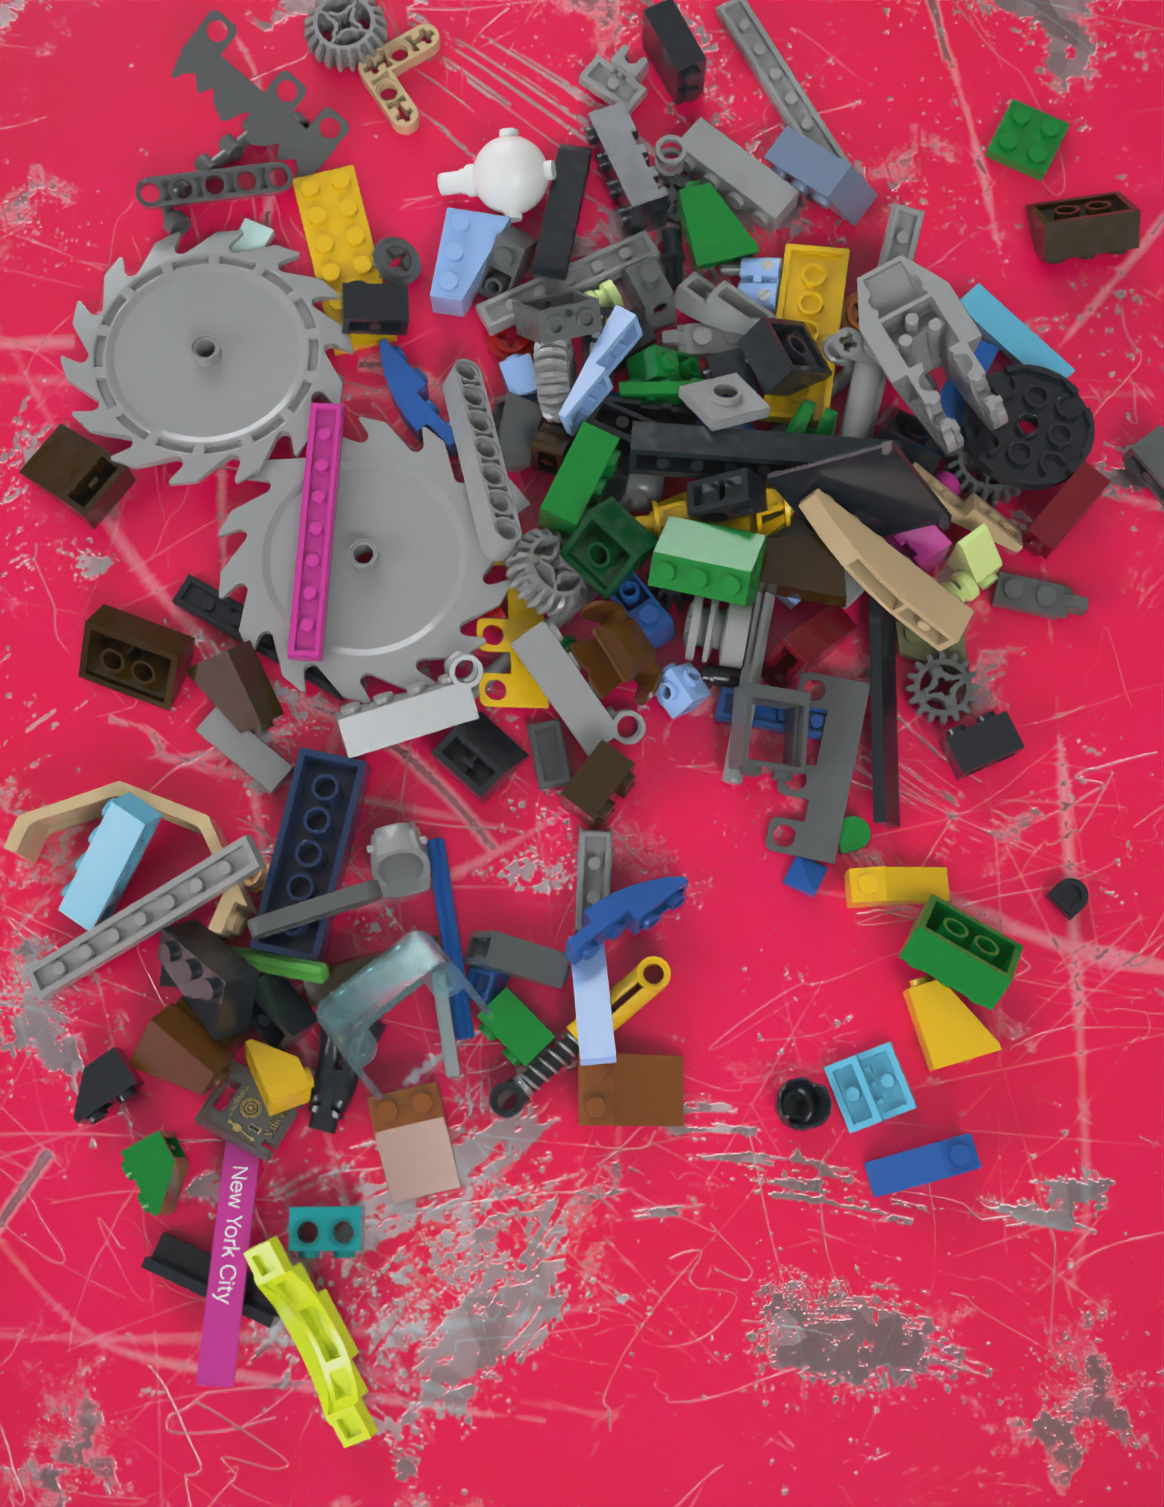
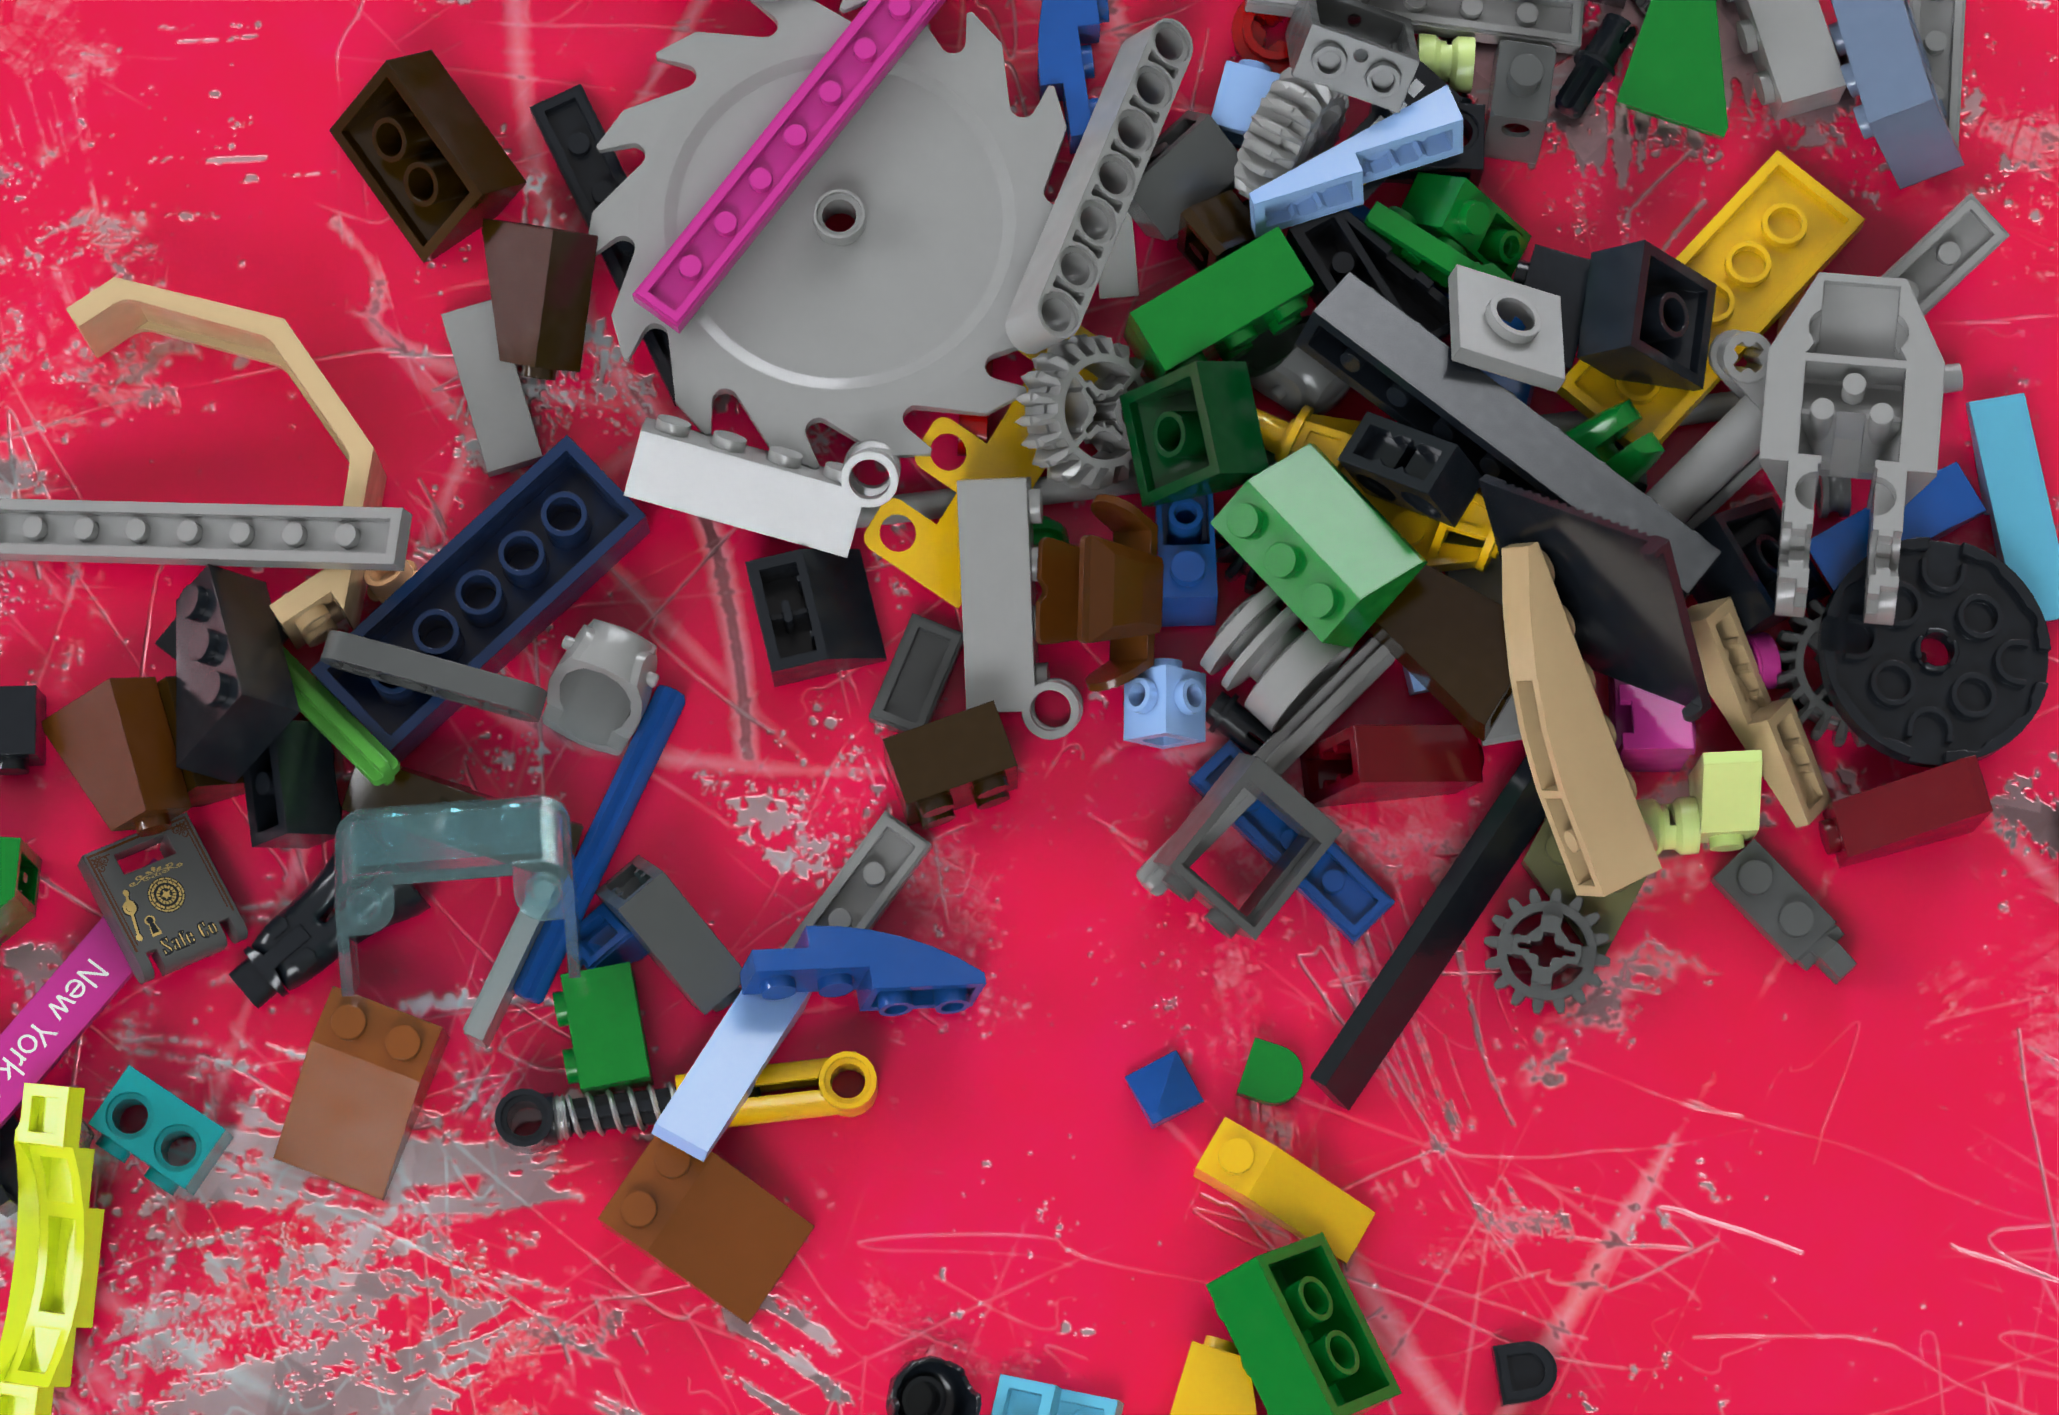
camera: 30 degrees right, 0 degrees up
(109, 861) = (198, 422): medium azure brick -> none
(278, 1077) = (232, 877): yellow slope -> none
(699, 340) = (1559, 215): light grey hinge -> none
(718, 306) = (1609, 180): light grey slope -> none
(759, 279) = (1692, 186): light blue piece -> none
(831, 777) = (1297, 973): dark grey piece -> none
(982, 744) = (1547, 1069): black brick -> none

